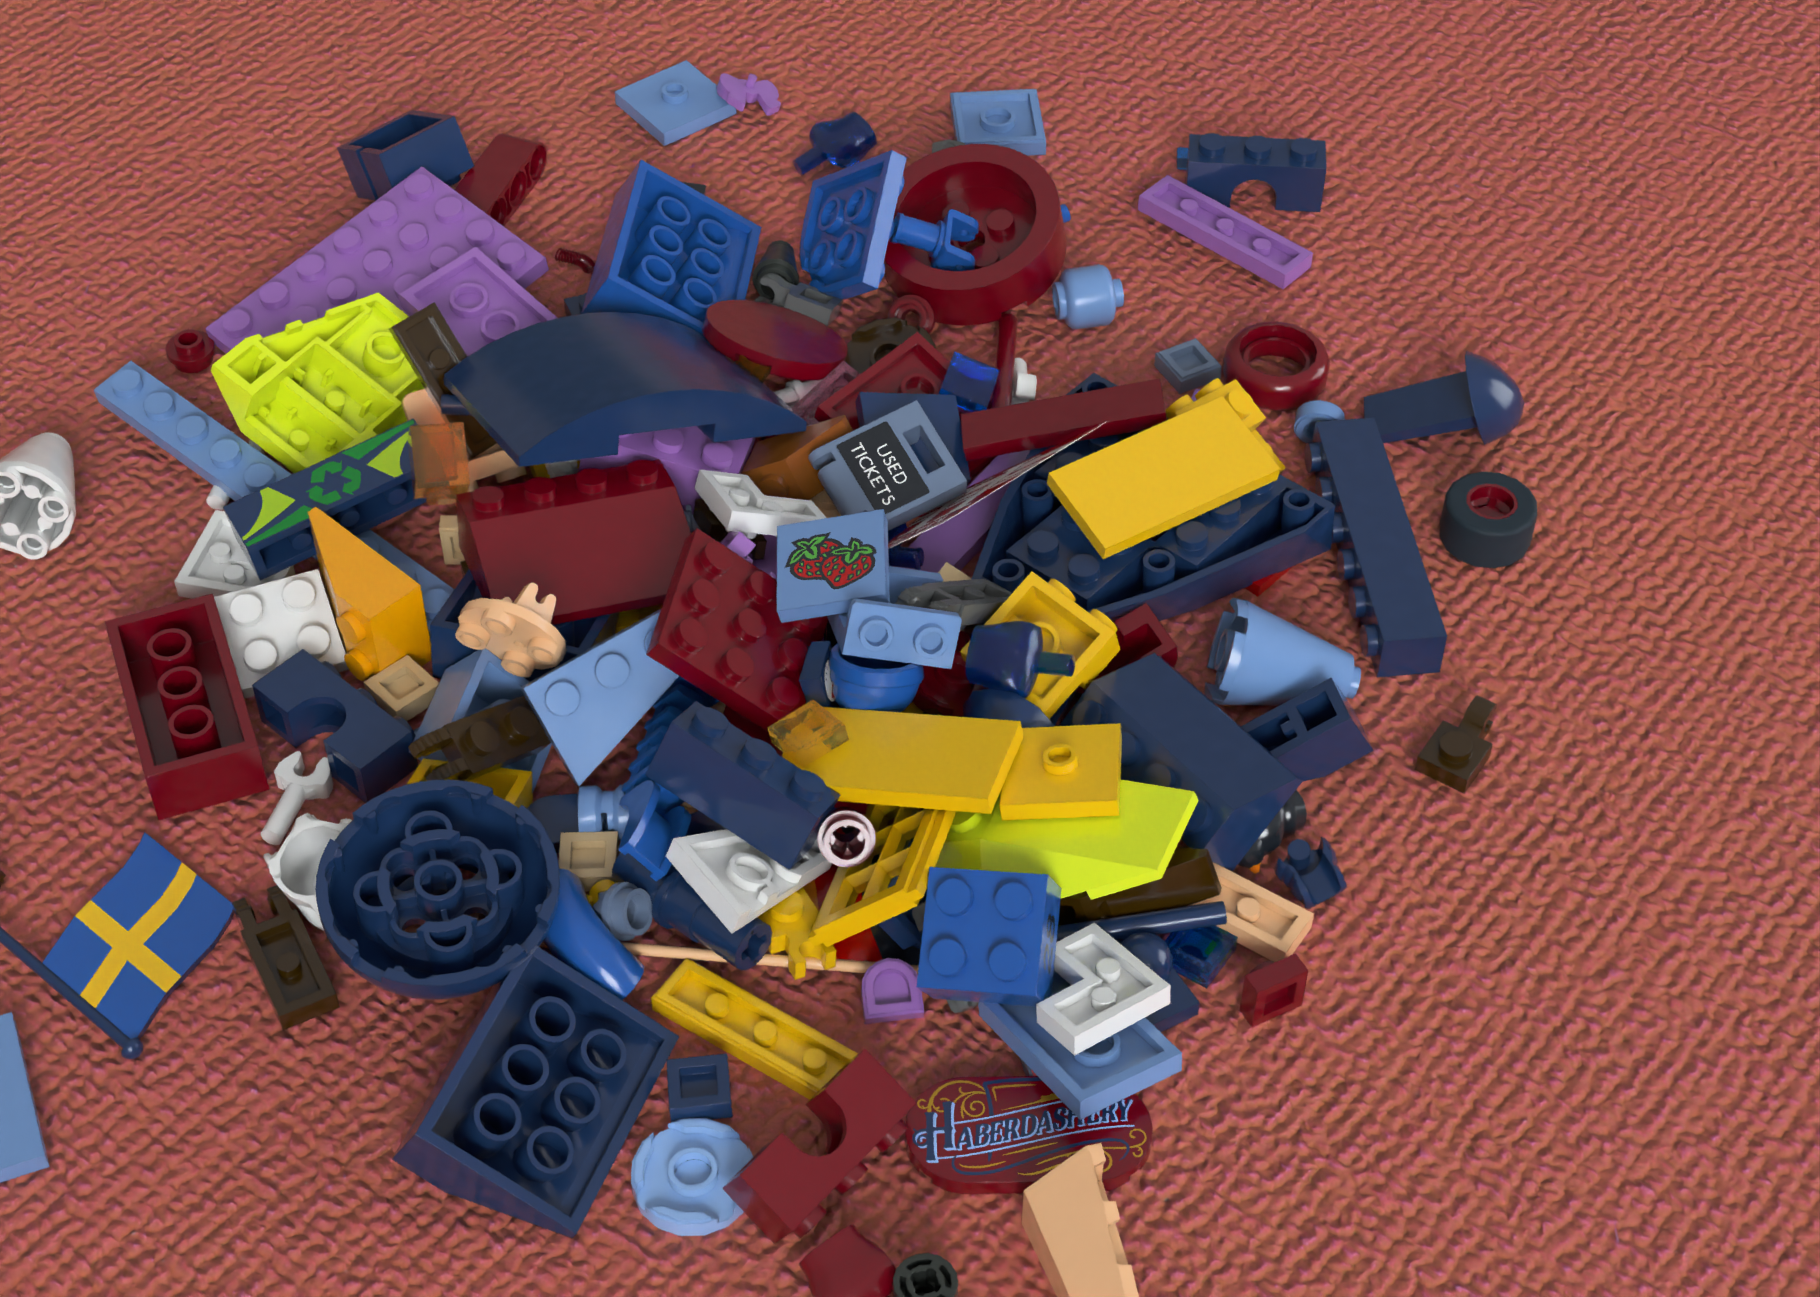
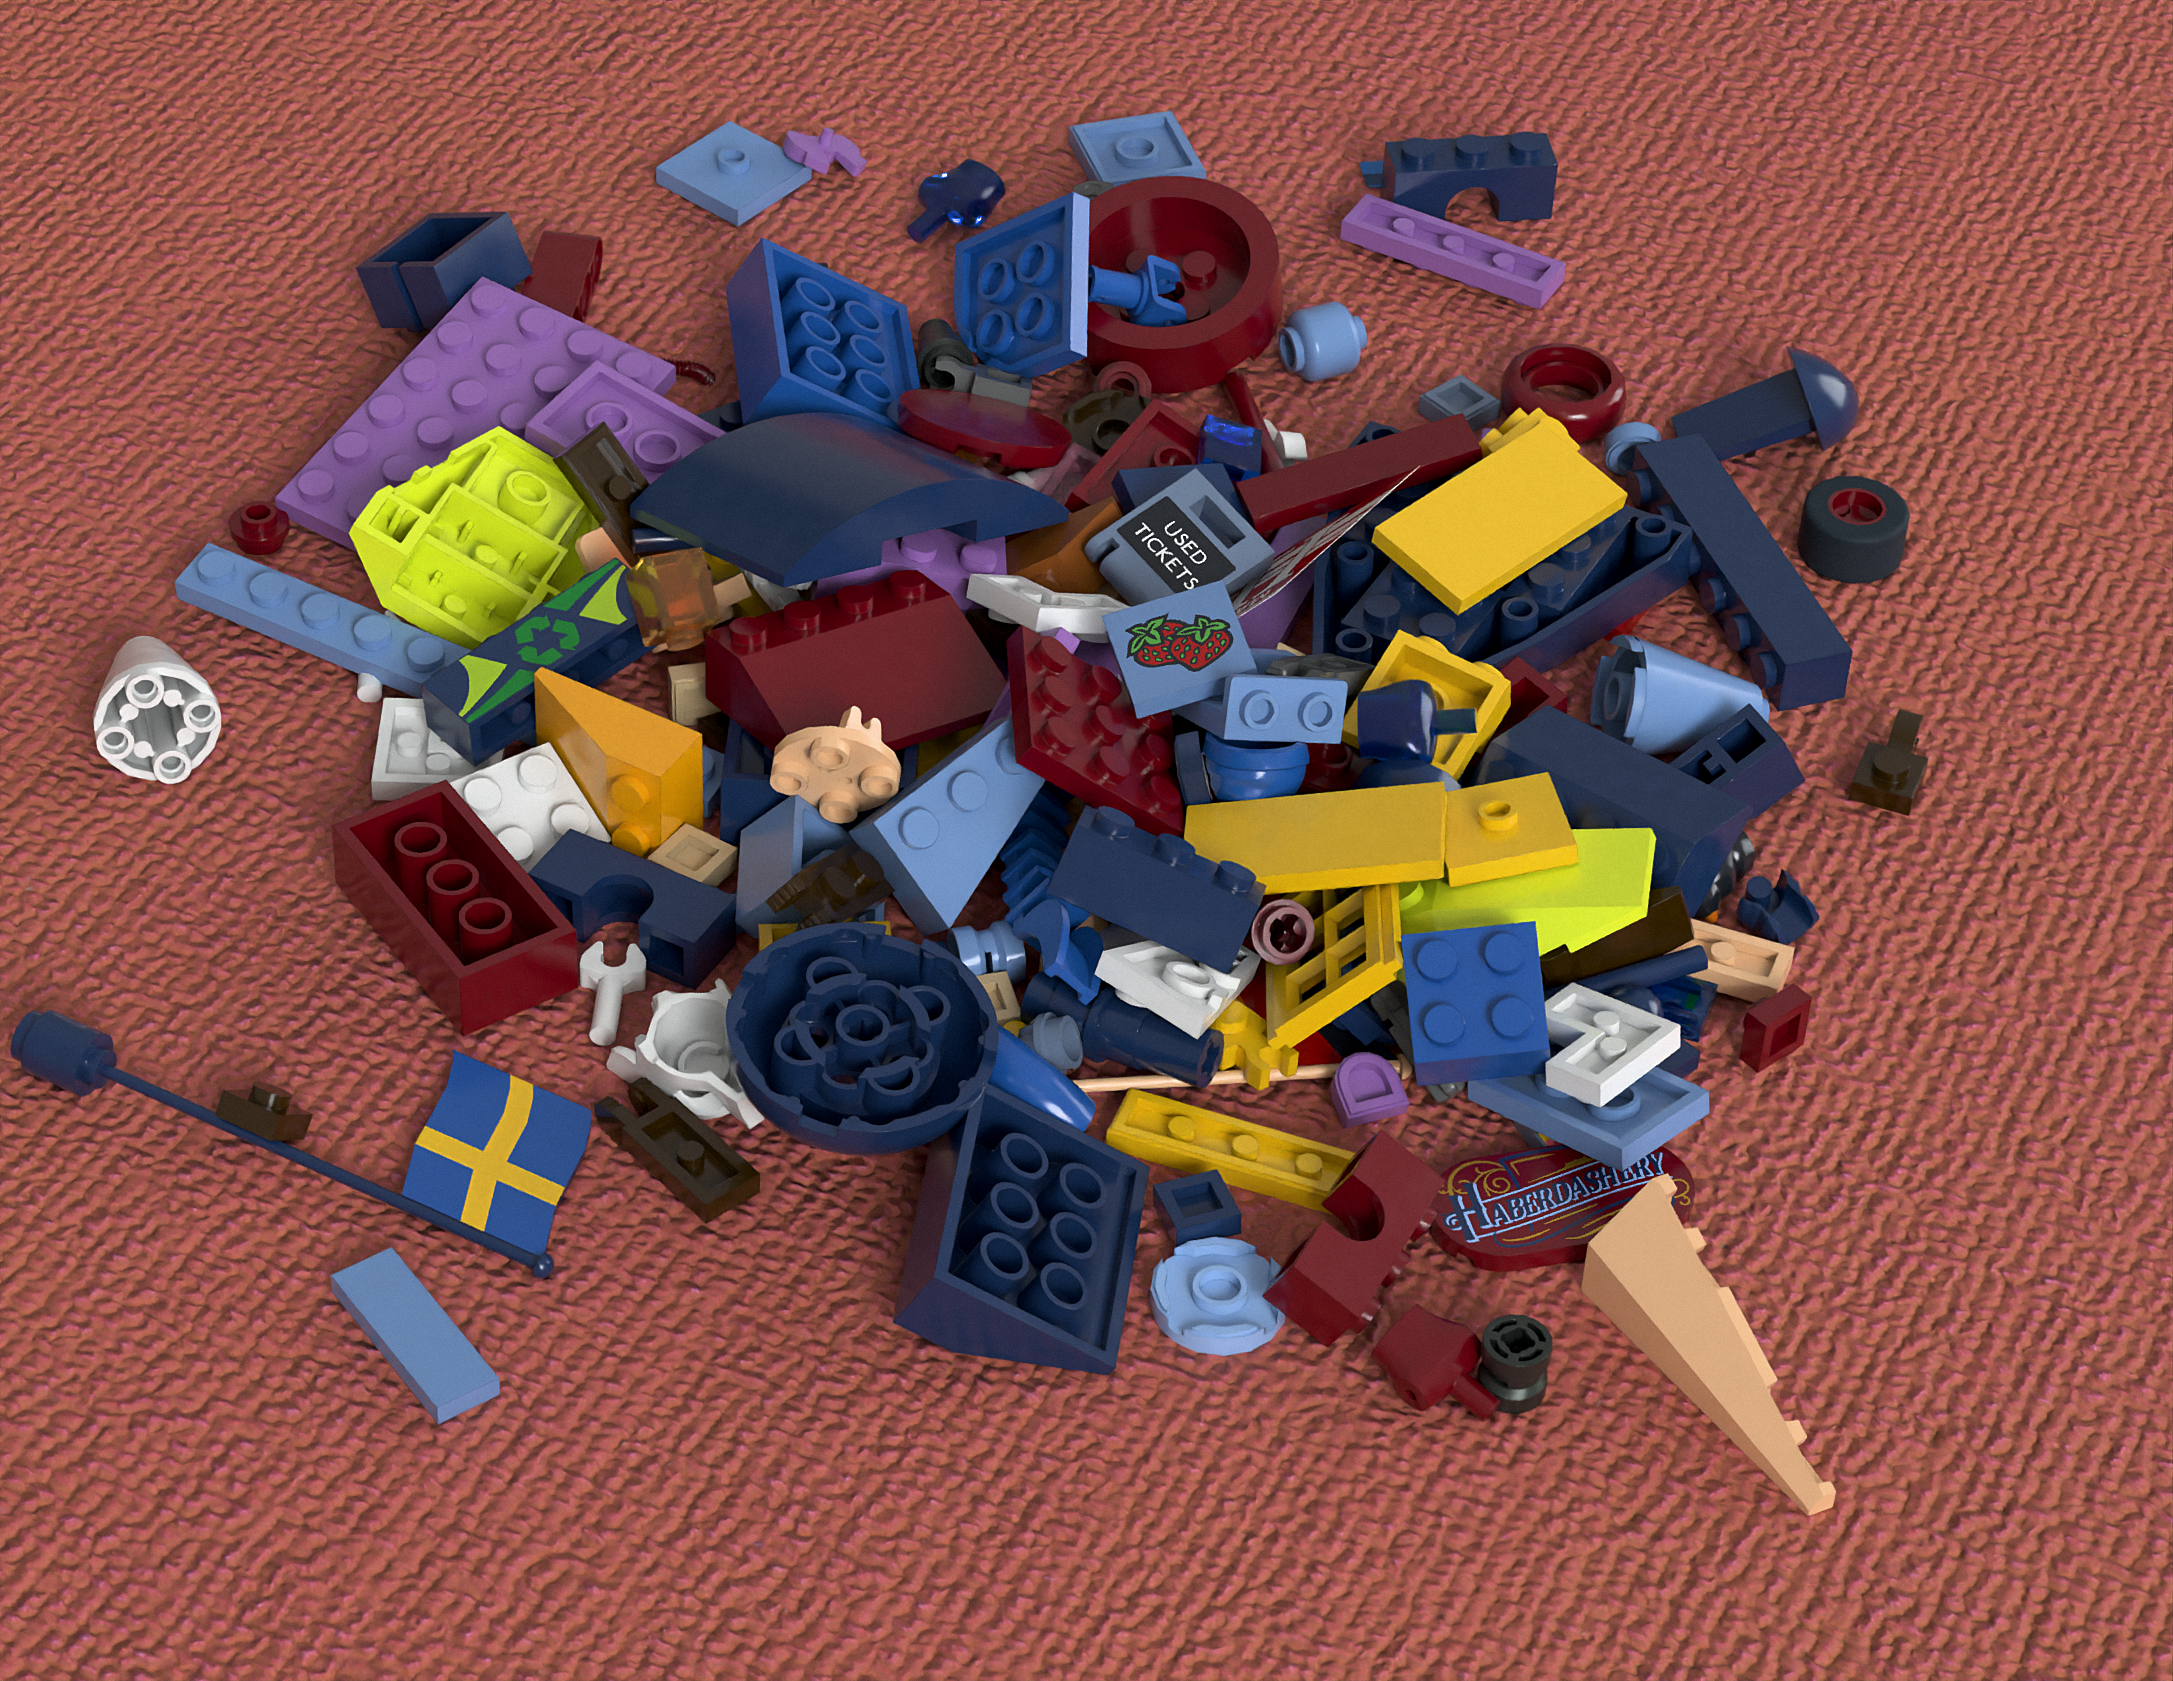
camera: 15 degrees left, 5 degrees down
(808, 733) = (1210, 826): clear yellow tile -> none

